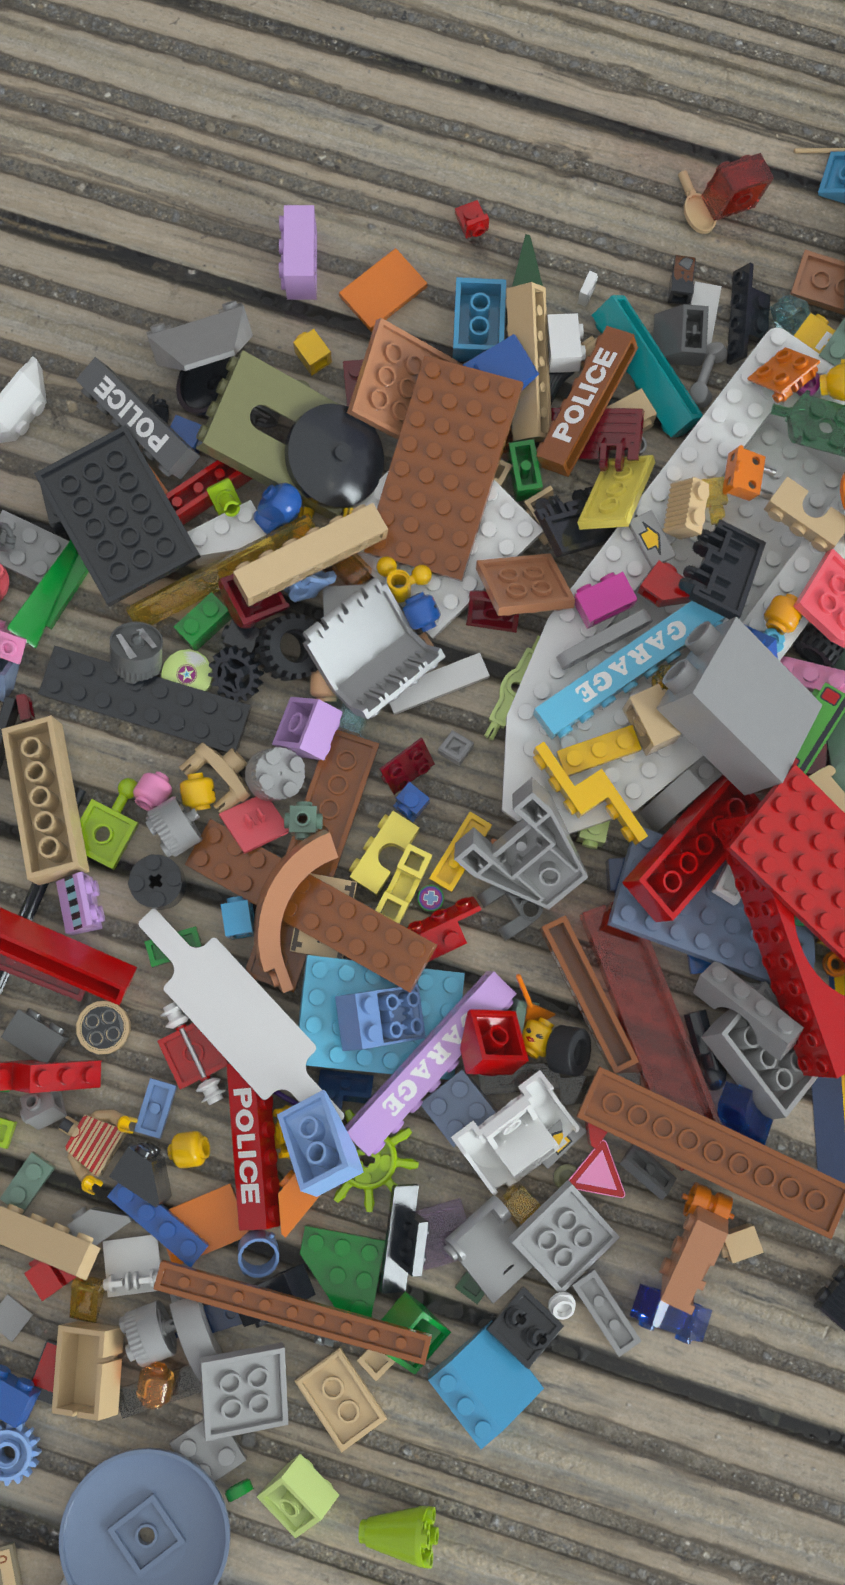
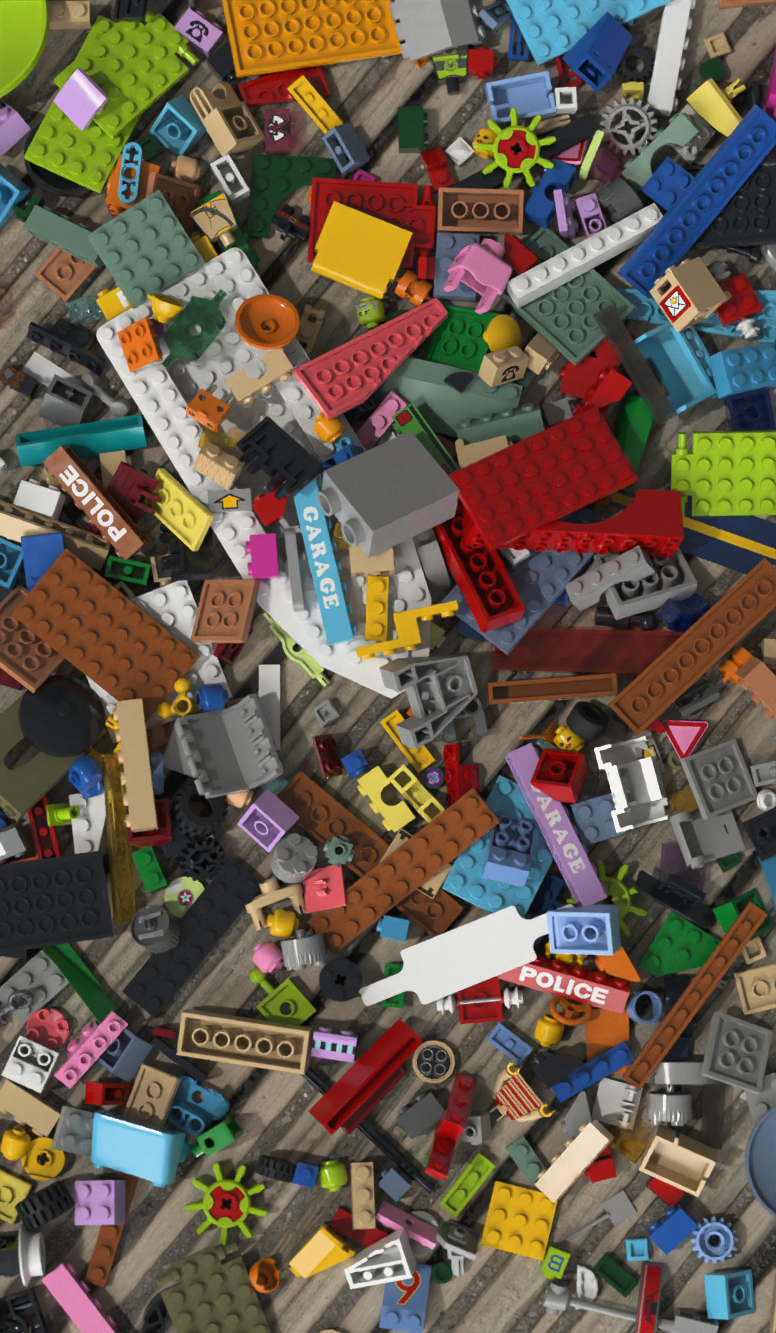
camera: 65 degrees left, 5 degrees up
(155, 1385) = (707, 1115): clear orange head -> none
(218, 1166) = (570, 1012): none -> orange piece
(274, 898) = (389, 893): nougat arch -> none

